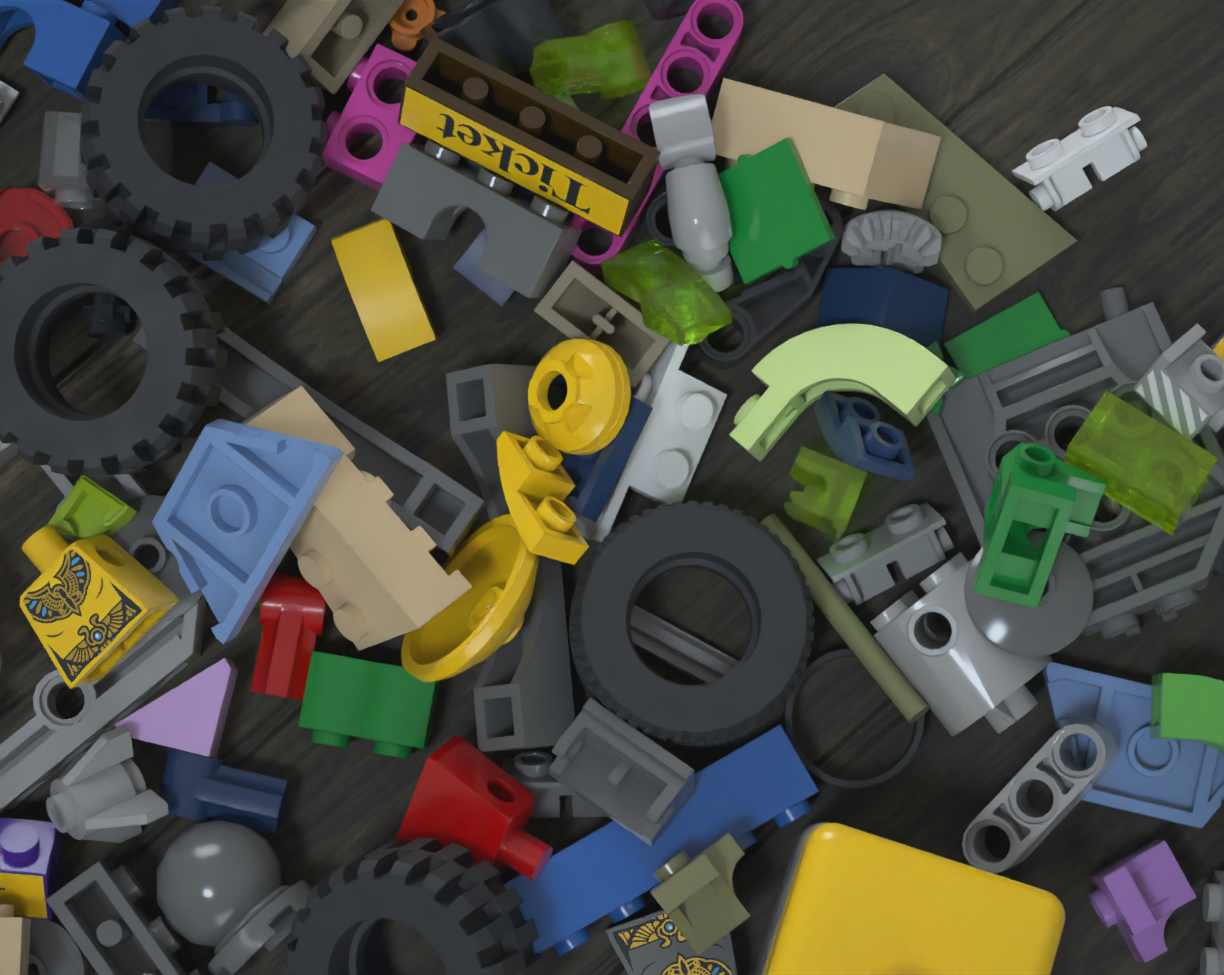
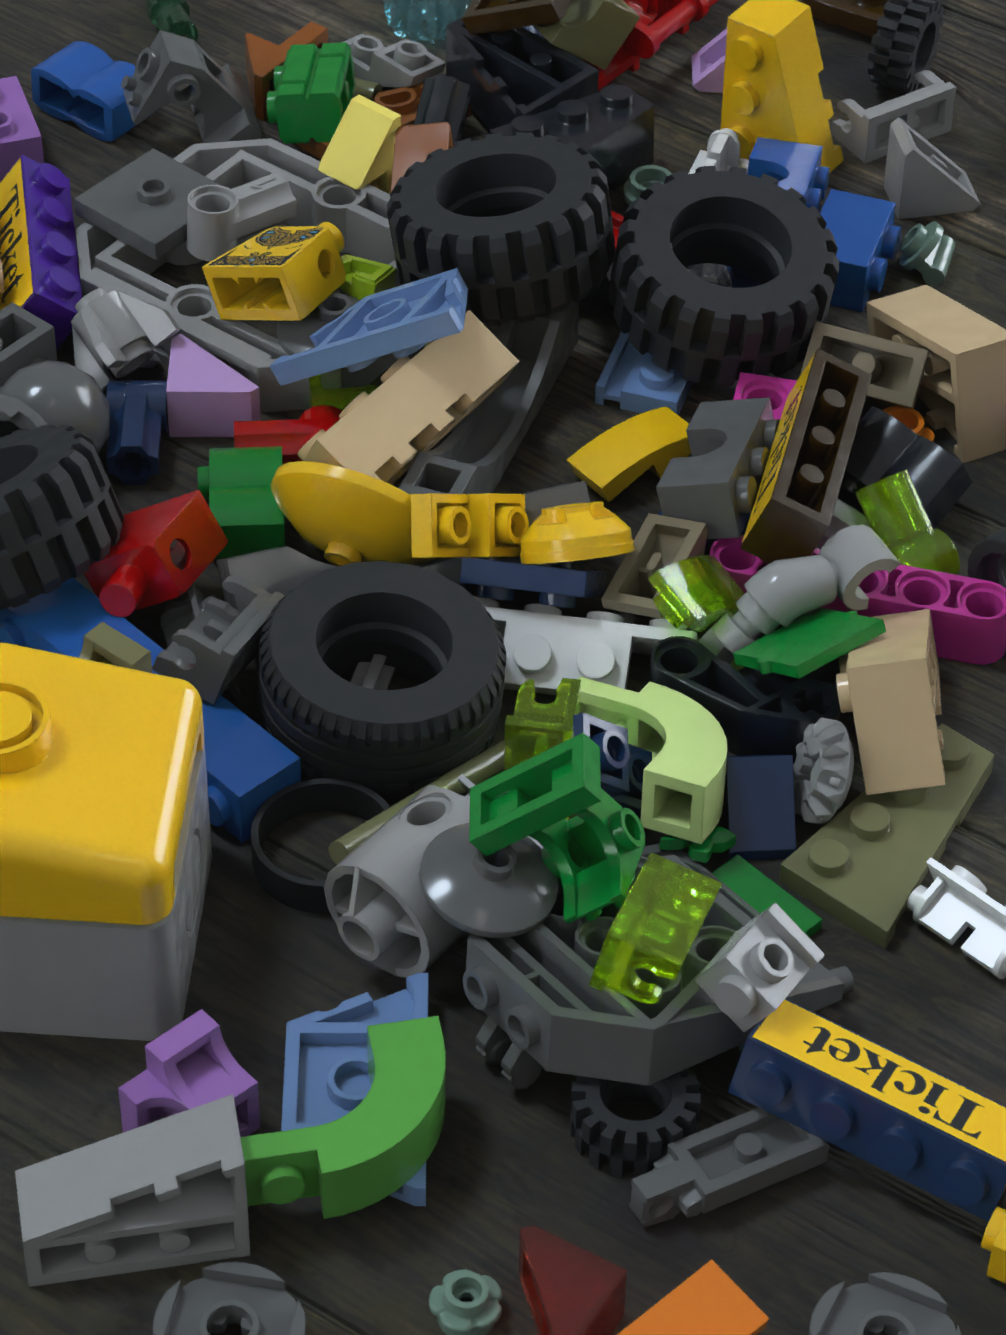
camera: 75 degrees right, 40 degrees down
(1011, 806) = (280, 974): light grey beam -> none

